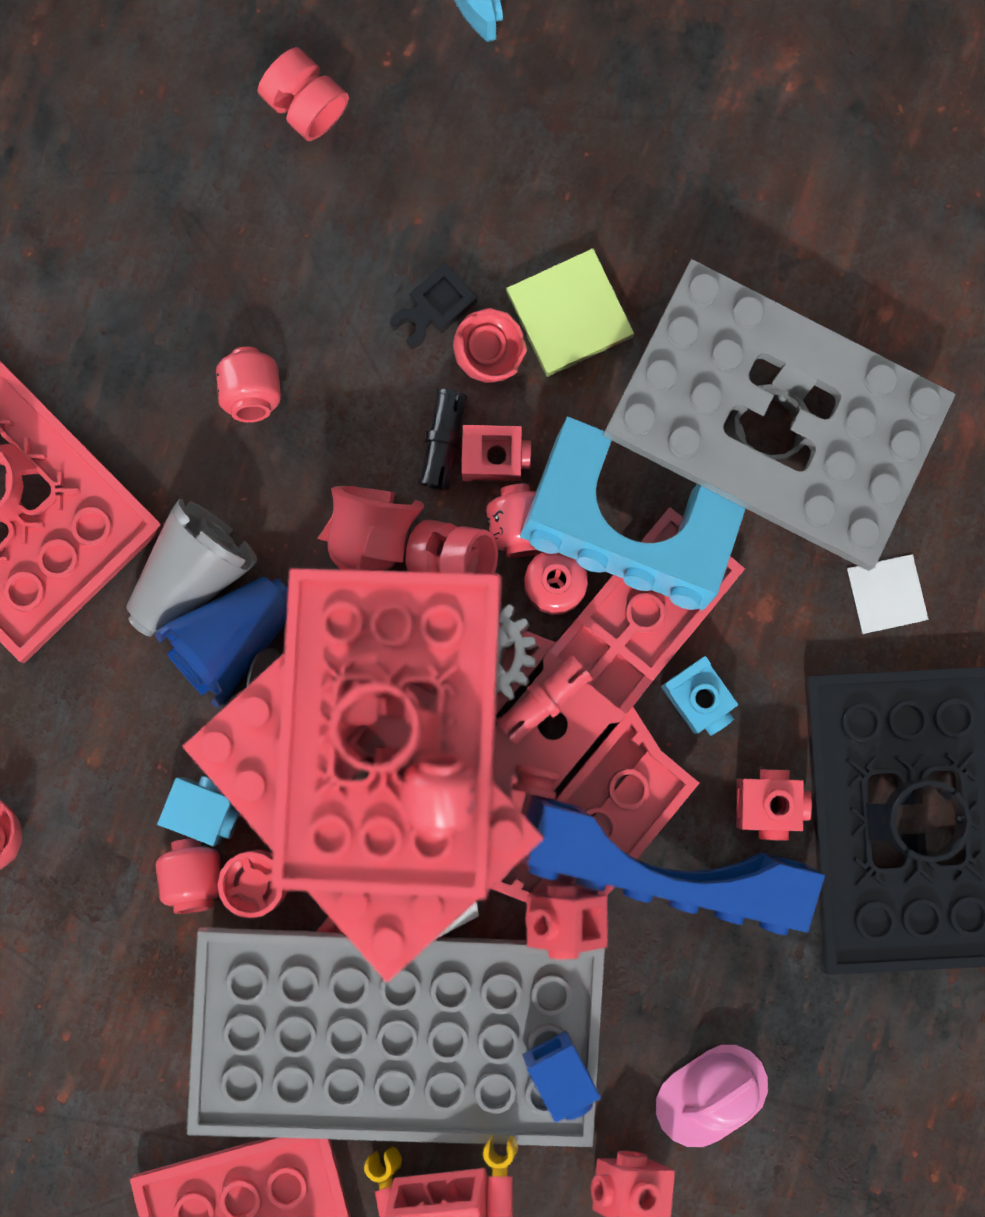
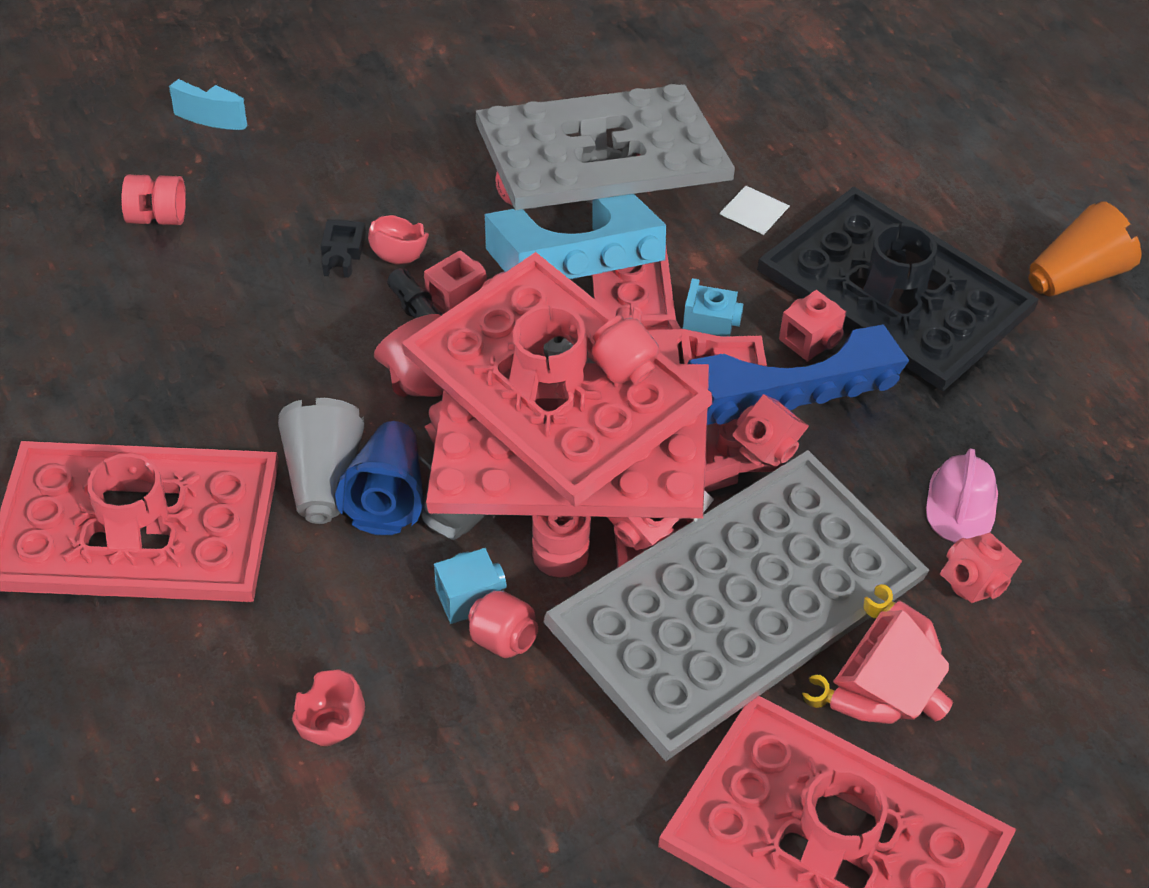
camera: 45 degrees left, 35 degrees down
(246, 884) = (548, 580): coral wheel -> none
(248, 384) = (261, 349): coral head -> none
(561, 1078) = (866, 525): blue brick -> none
(569, 312) = (430, 200): yellowish green tile -> none

